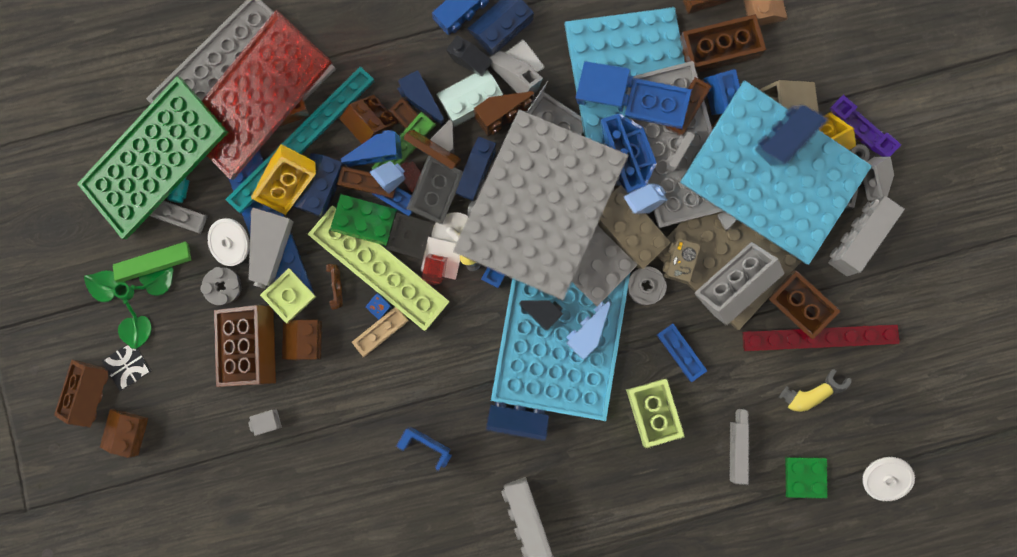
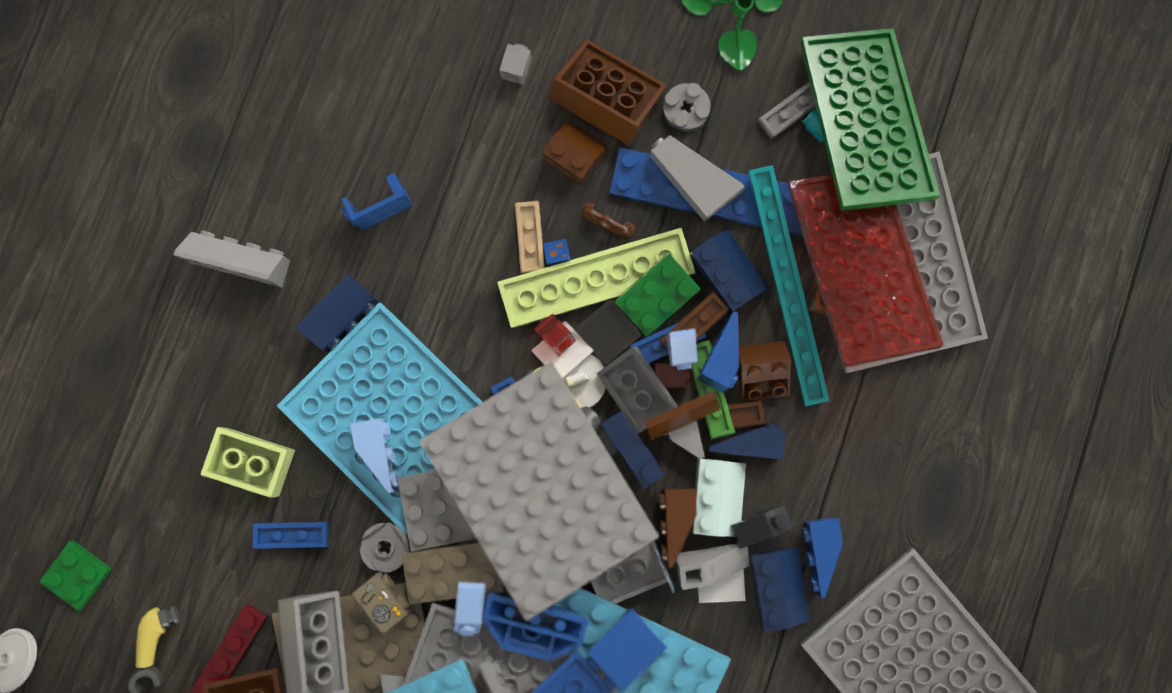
camera: 125 degrees right, 0 degrees up
(151, 262) = (758, 53): bright green tile -> none
(228, 242) = (727, 142): white shield -> none
(284, 179) = (753, 239): yellow slope -> none
(288, 295) = (628, 166): yellowish green plate -> none
(542, 311) = (430, 415): black slope -> none
(739, 448) = (151, 525): light grey hinge -> none

